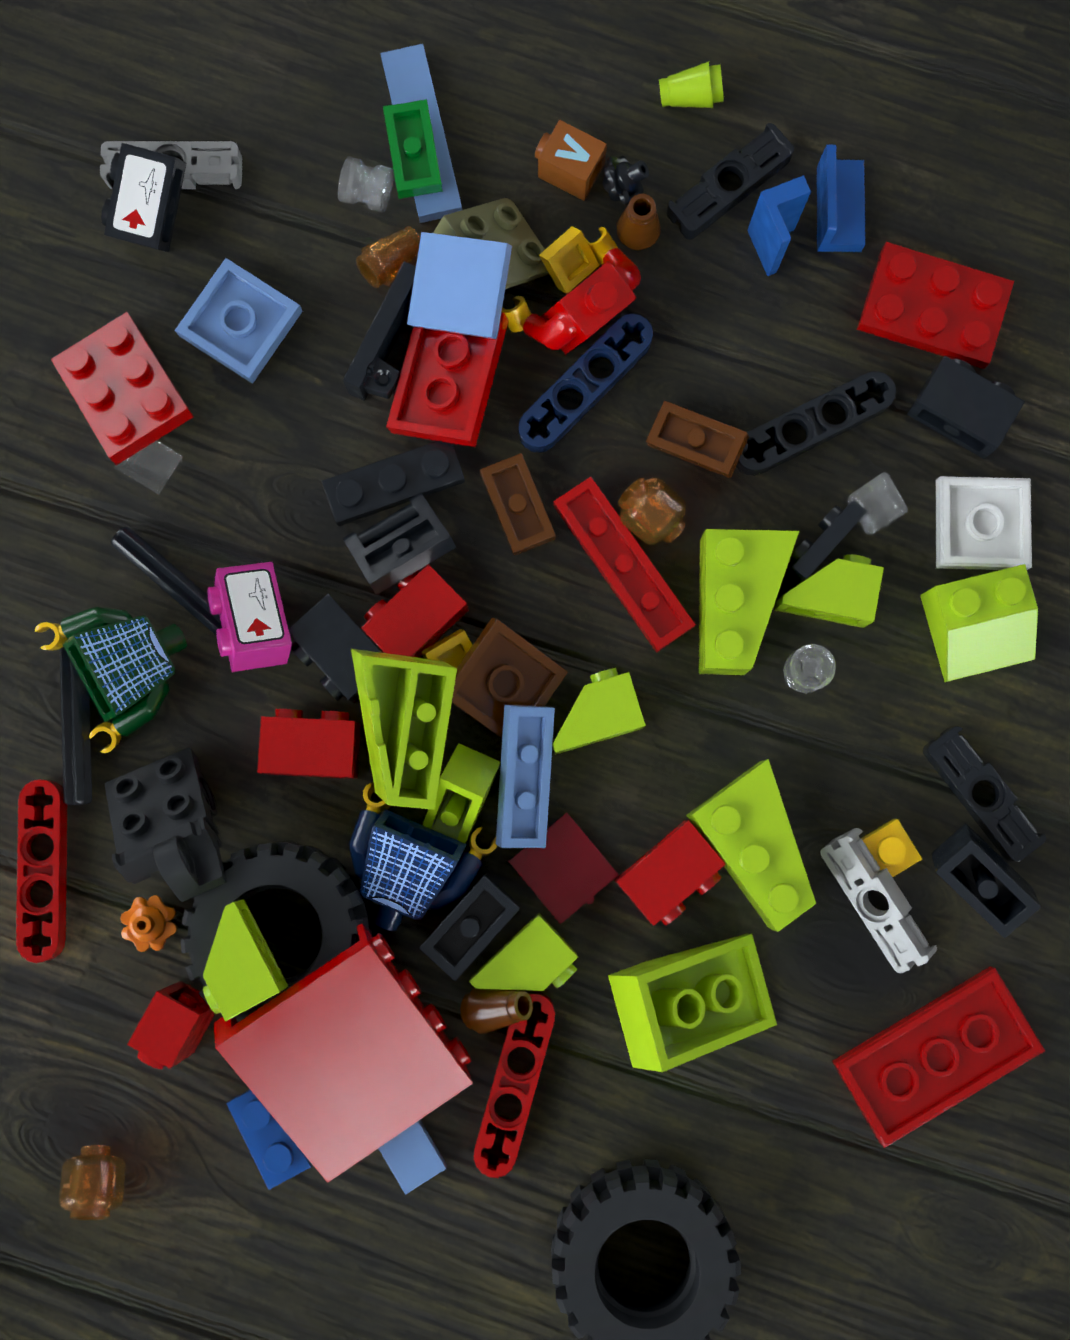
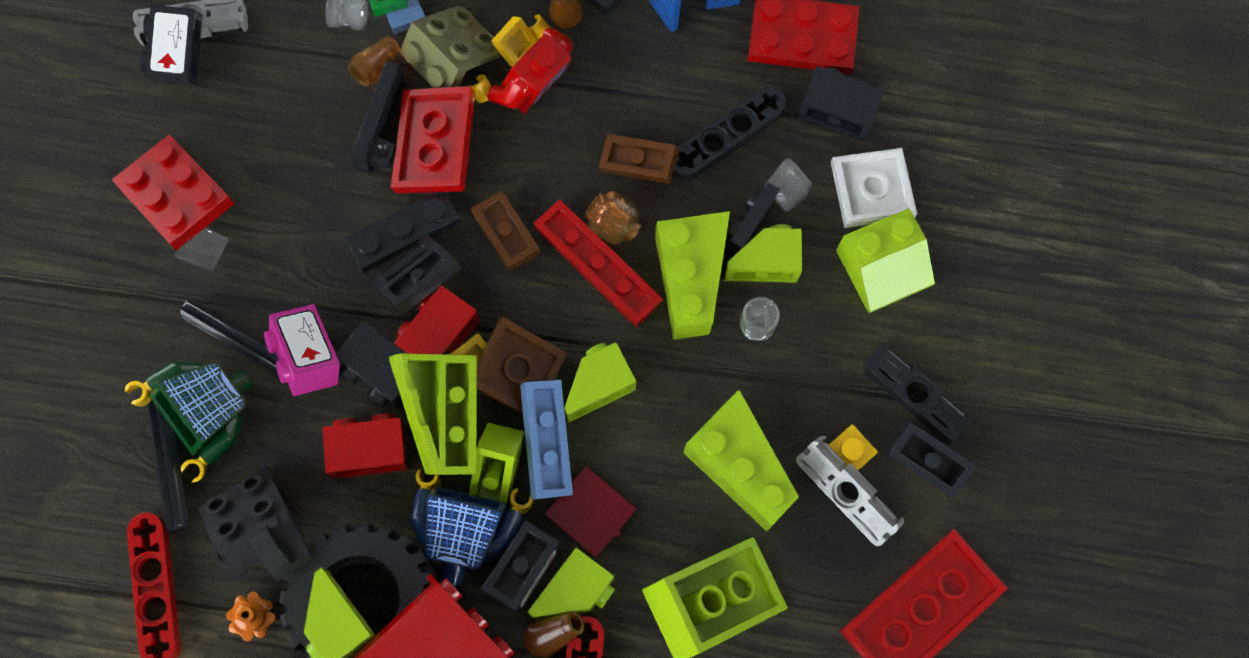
camera: 15 degrees left, 10 degrees down
(239, 320) = (260, 127): medium blue plate -> none
(459, 285) = (432, 70): medium blue tile -> none
(581, 379) = (541, 130): dark blue beam -> none
(671, 873) = (677, 498): red brick -> none

